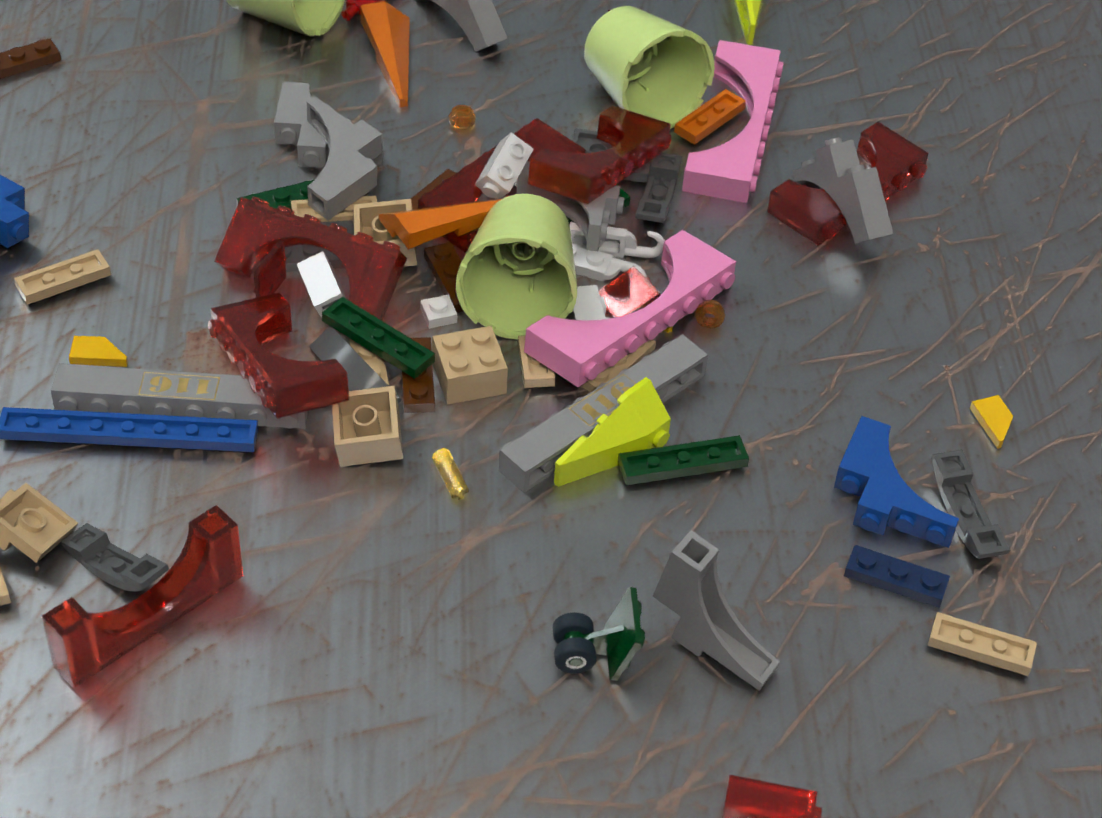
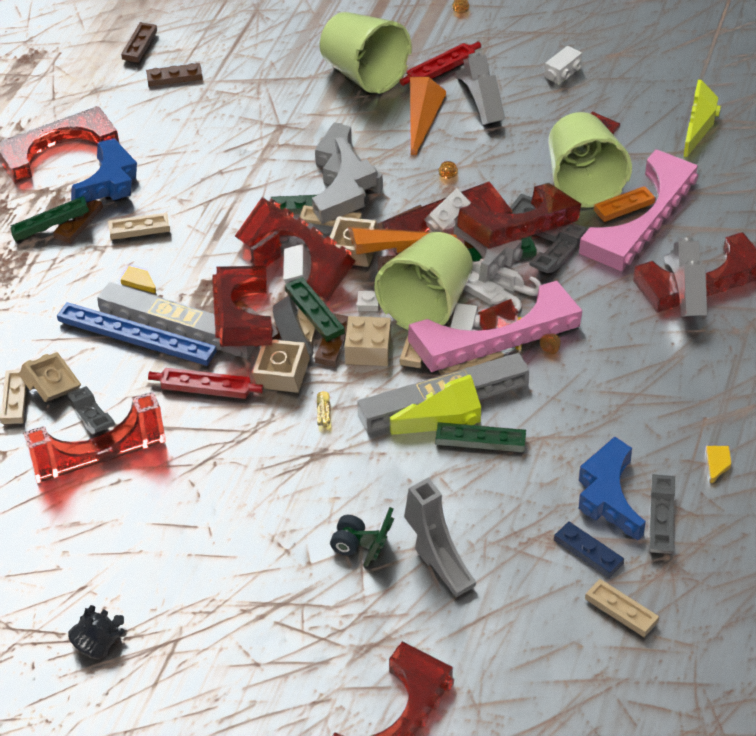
camera: 25 degrees right, 0 degrees up
(264, 476) = (205, 382): none -> red plate

